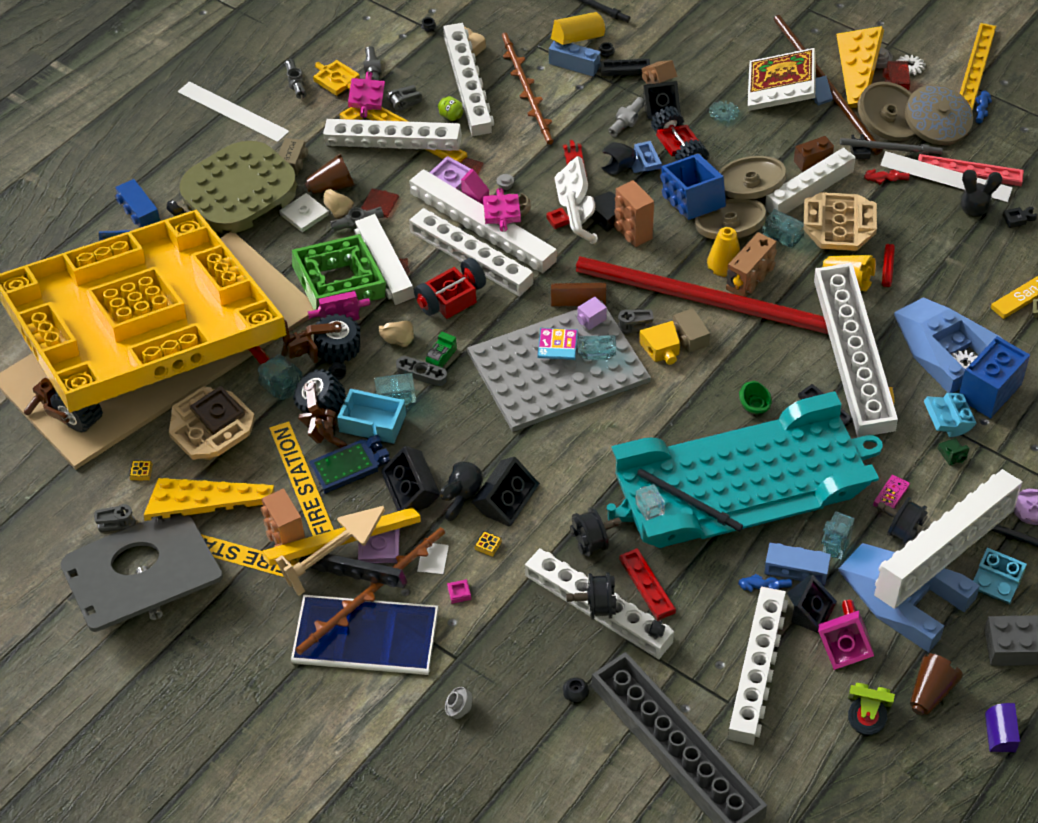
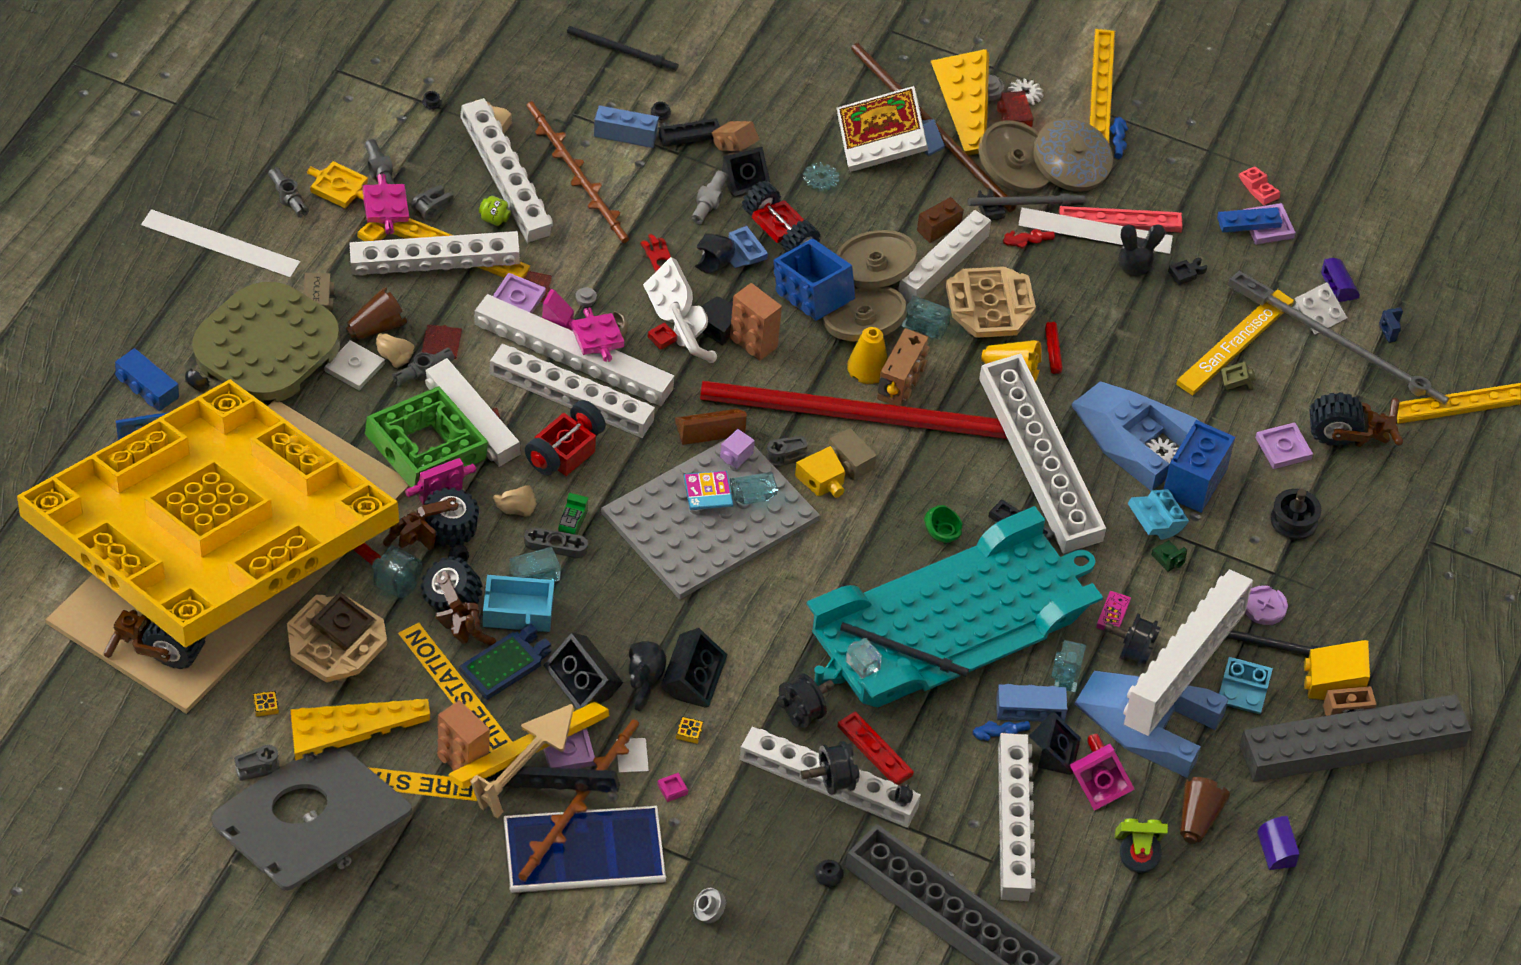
camera: 20 degrees left, 0 degrees up
(578, 28) = (624, 89): yellow brick -> none

